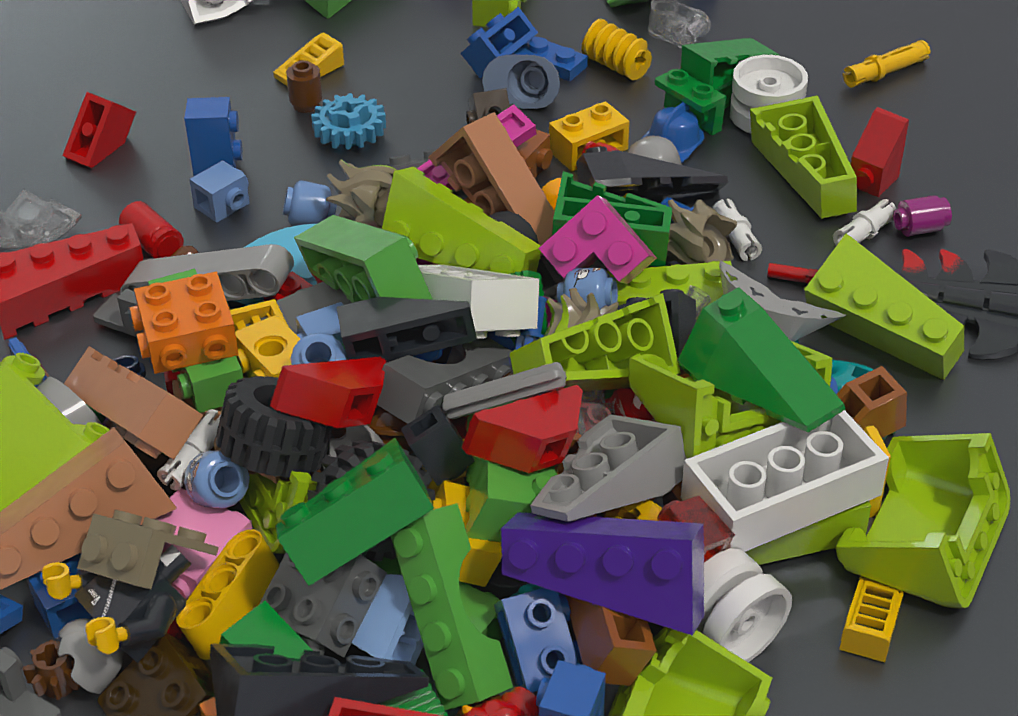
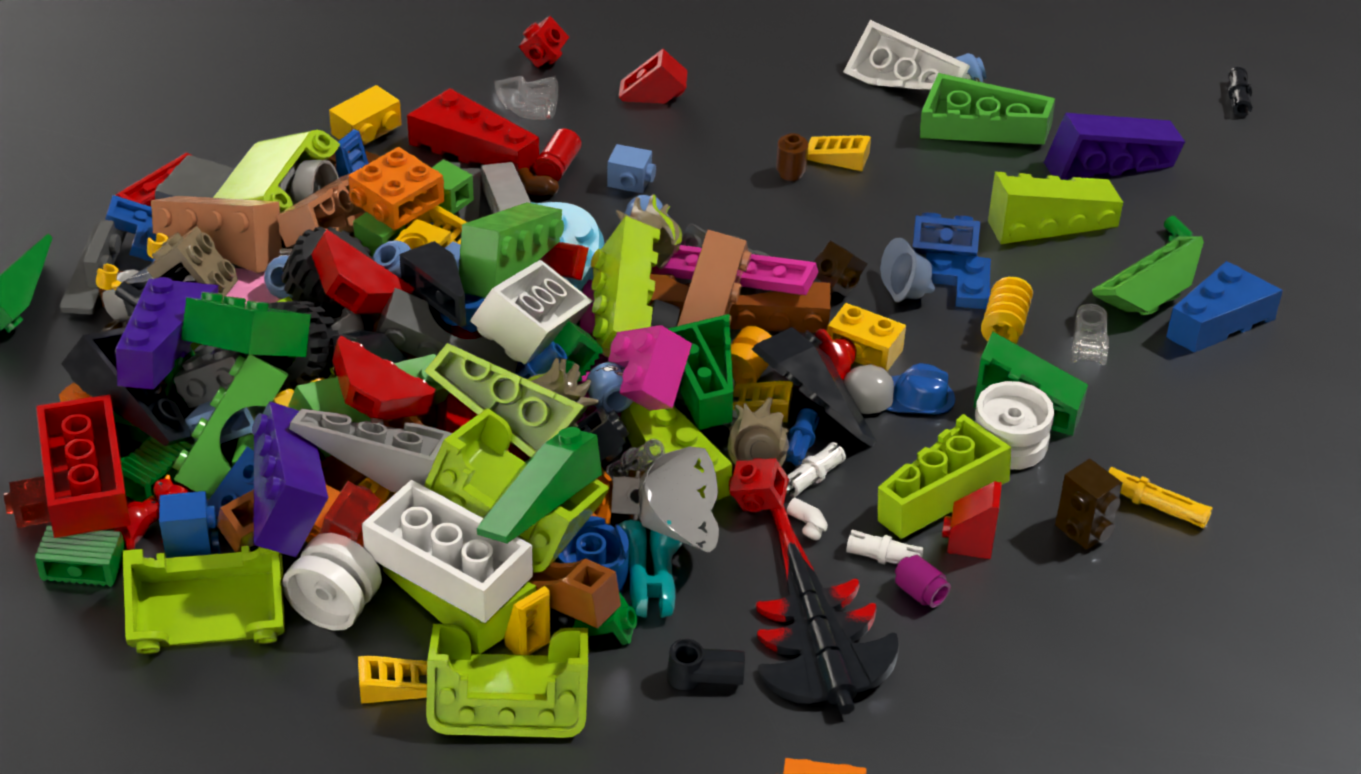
camera: 60 degrees right, 0 degrees up
(212, 132) = (676, 133): blue brick -> none
(266, 605) = (155, 332): none -> dark purple wedge
(349, 121) = (772, 198): dark azure gear -> none
(504, 390) = (408, 356): light grey axle -> none
(701, 97) = (960, 376): green bracket -> none
(756, 257) = (759, 484): none -> red brick
(798, 251) = (811, 515): none -> white arm
(885, 309) = (752, 578): lime wedge -> none
(897, 84) = (1088, 504): none -> dark brown brick
(965, 383) = (693, 664): none -> black piece

